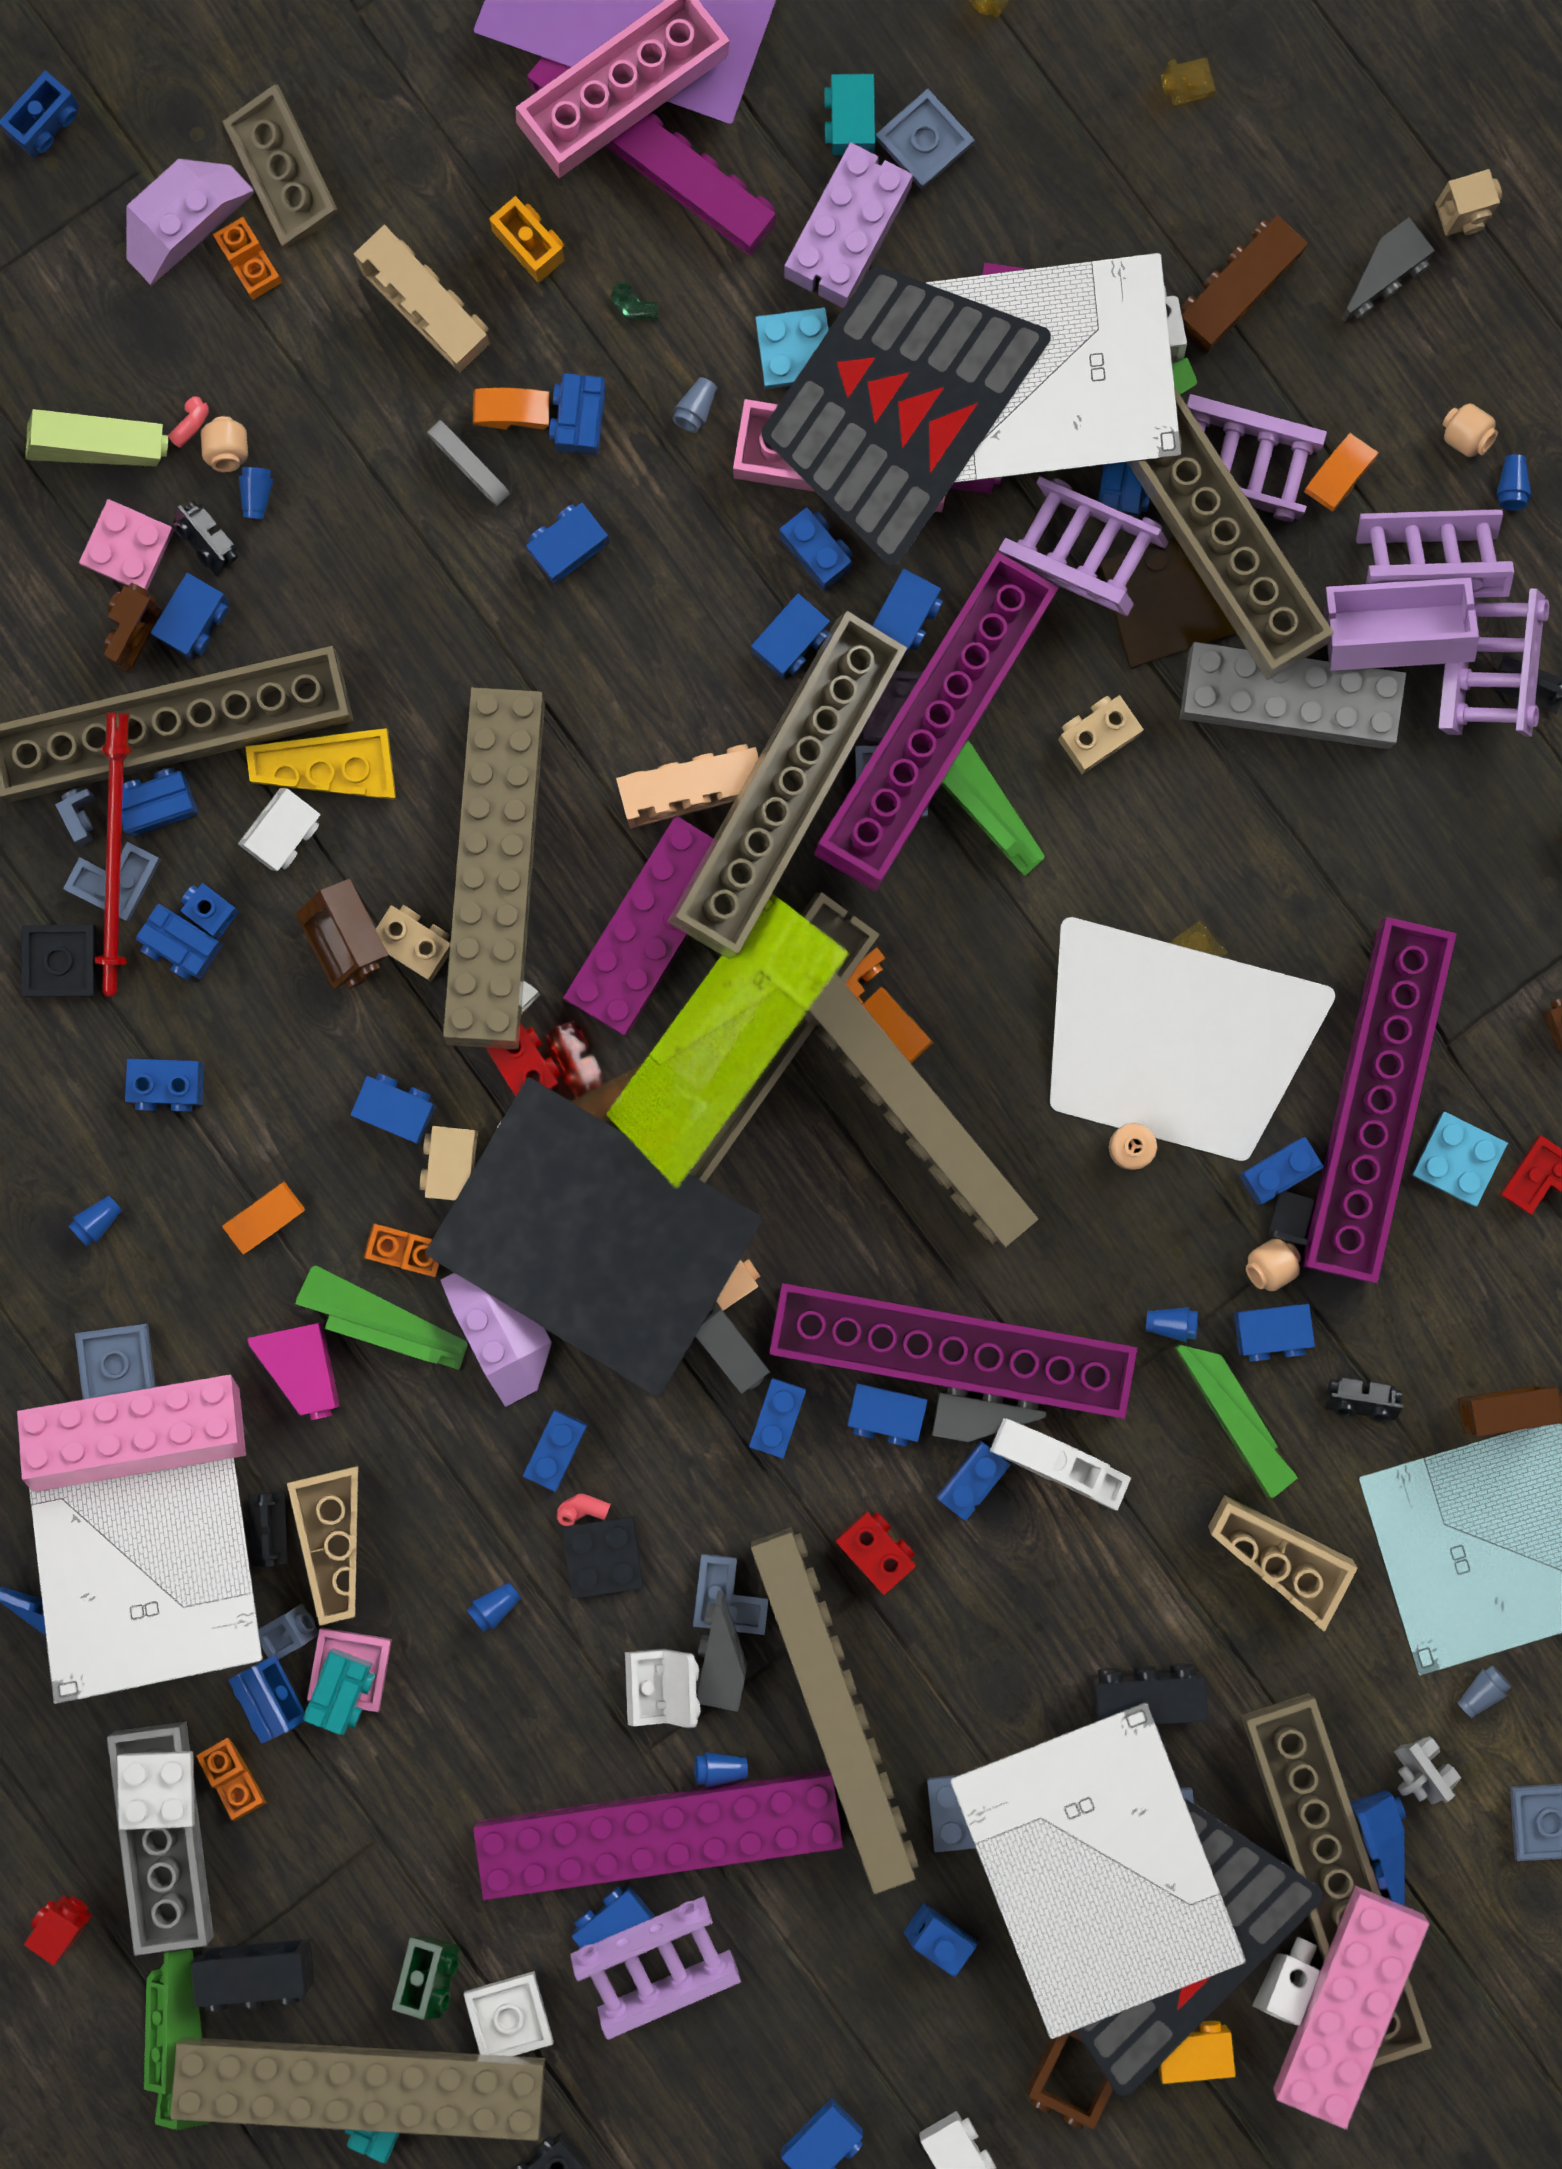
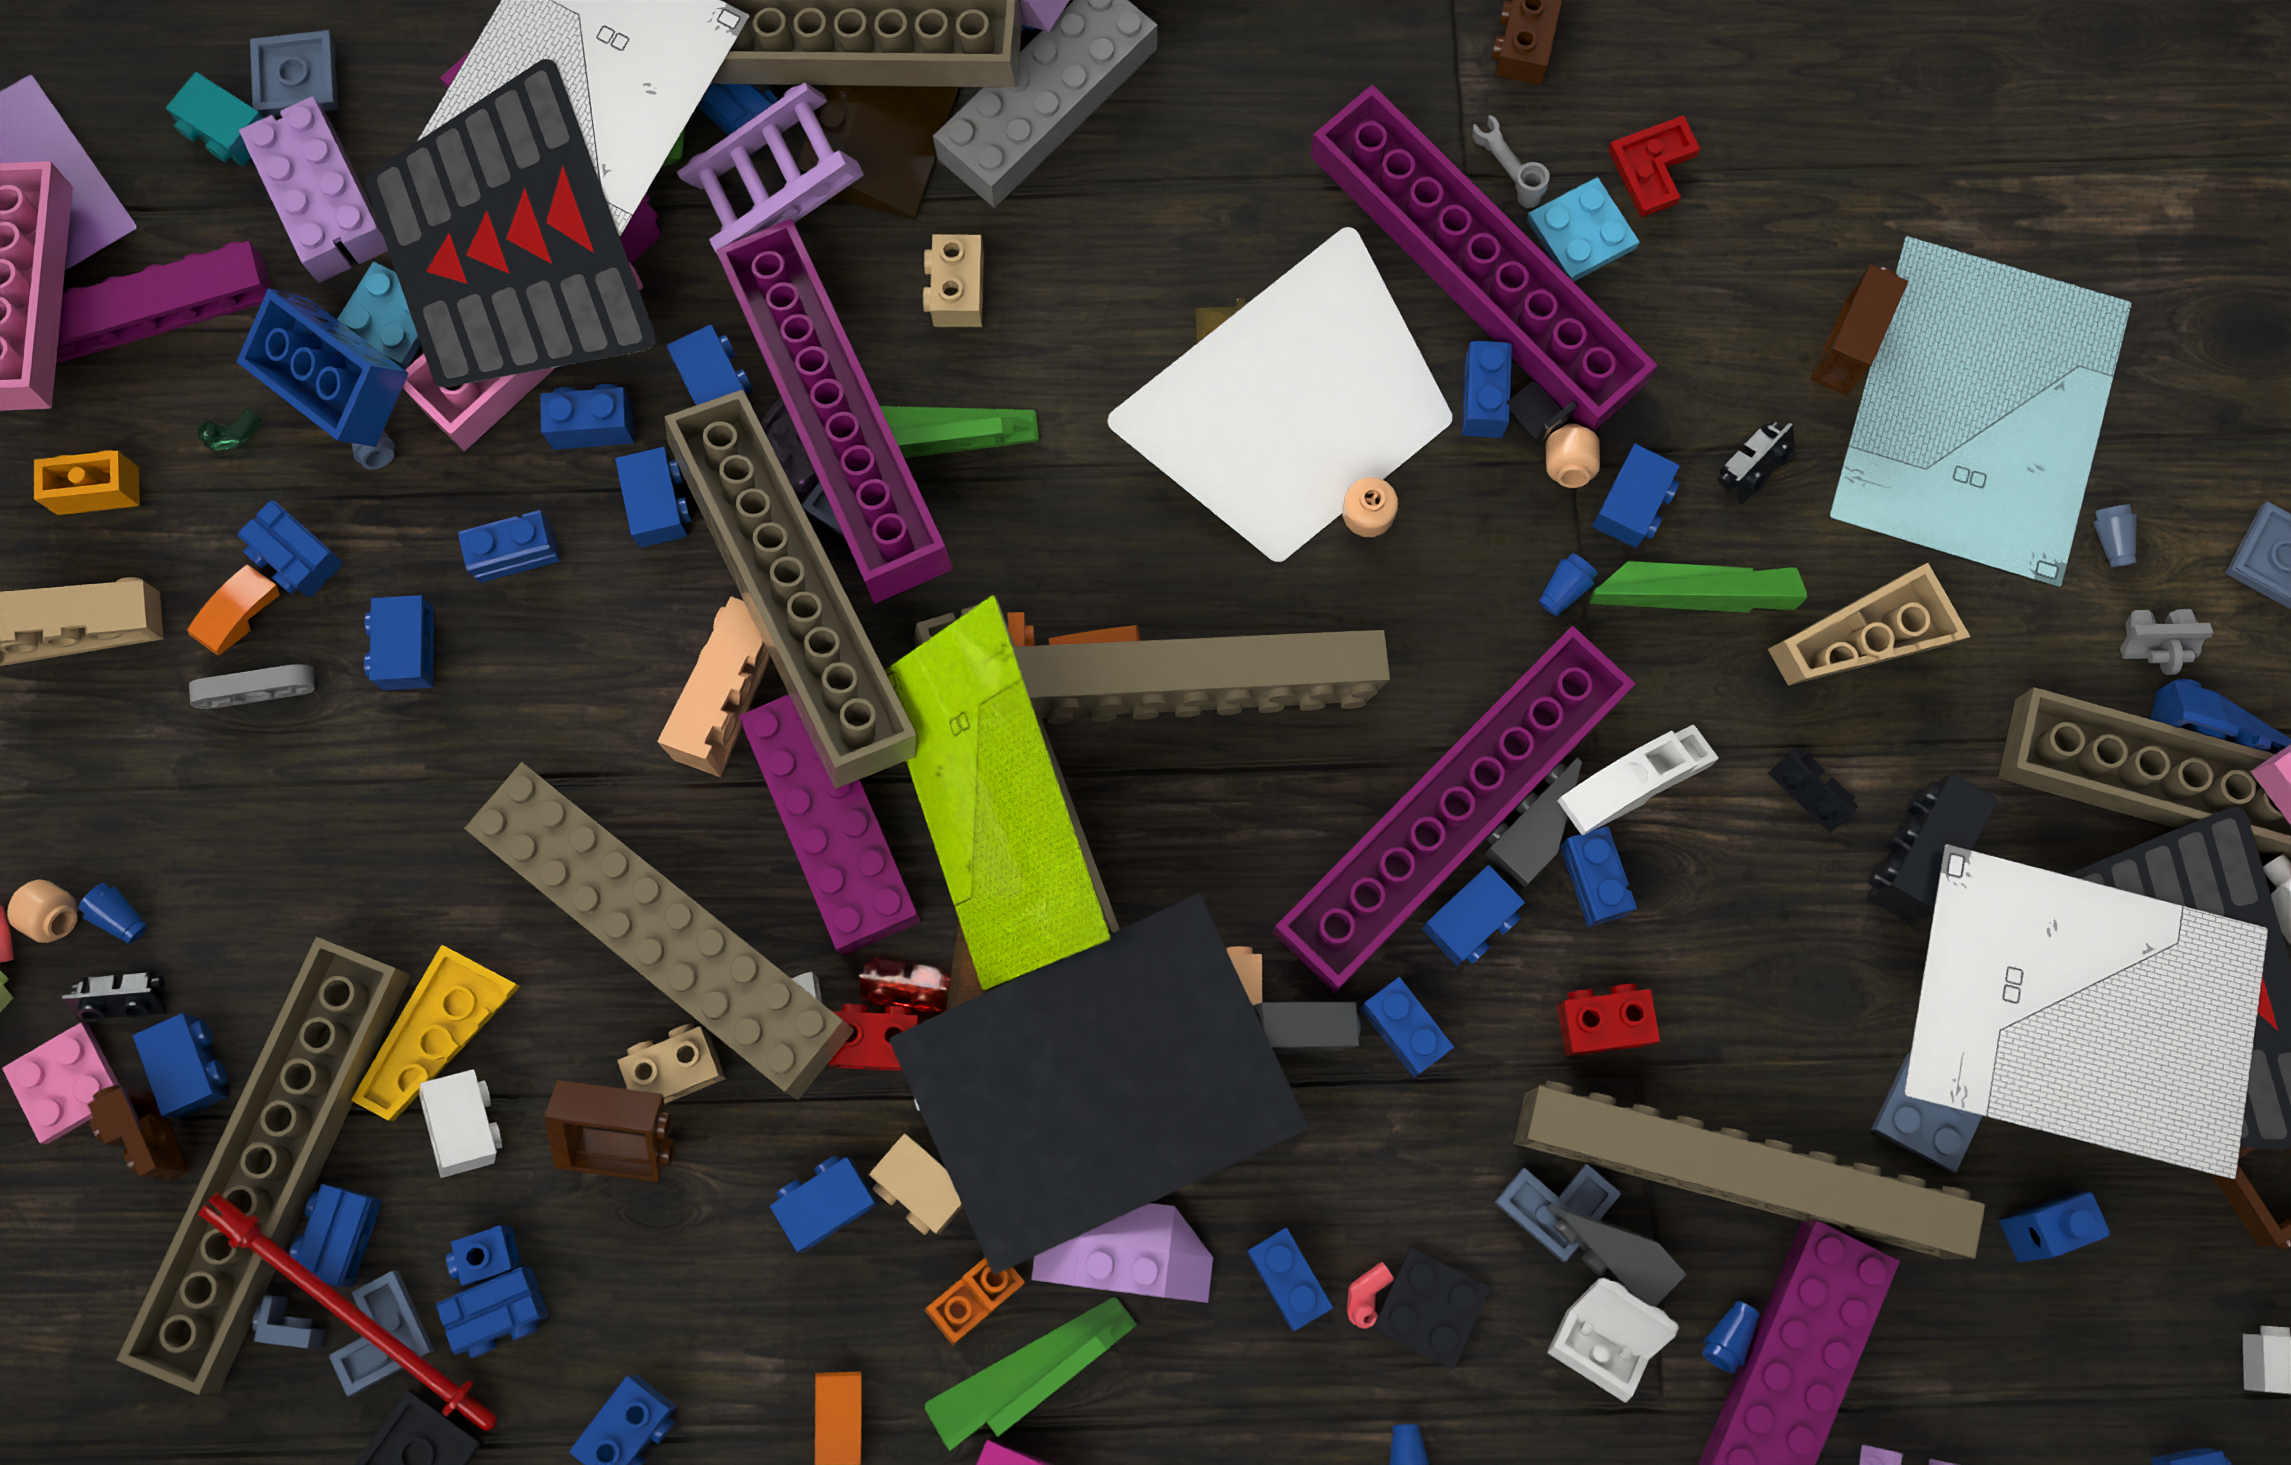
camera: 55 degrees left, 10 degrees down
(686, 565) = (509, 546): none -> blue brick
(717, 342) = (322, 368): none -> blue brick
(1137, 1606) = (1824, 801): none -> black hinge
(1470, 1088) = (1530, 179): none -> light grey brick

